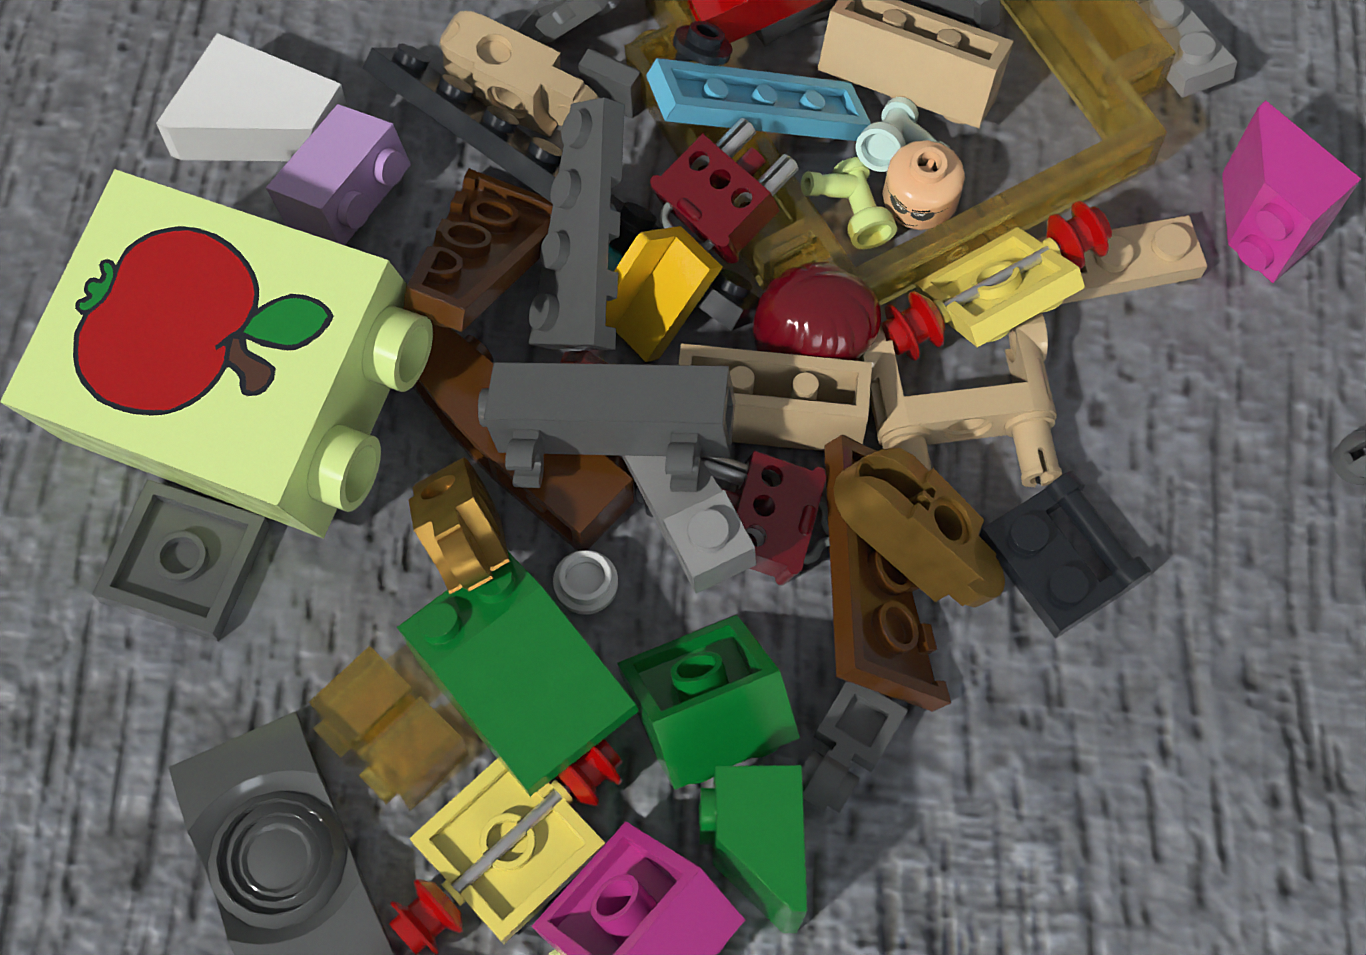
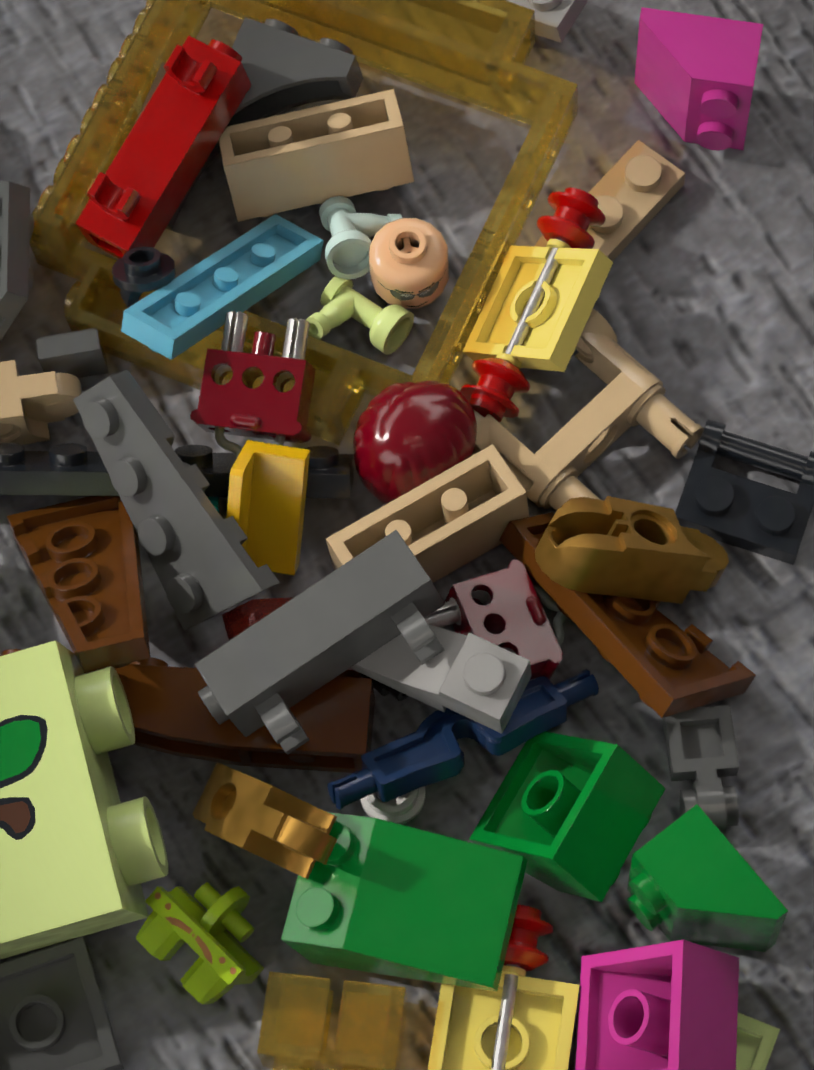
camera: 30 degrees left, 0 degrees up
(357, 584) = (182, 919): none -> lime hips
(637, 570) = (433, 749): none -> dark blue piece

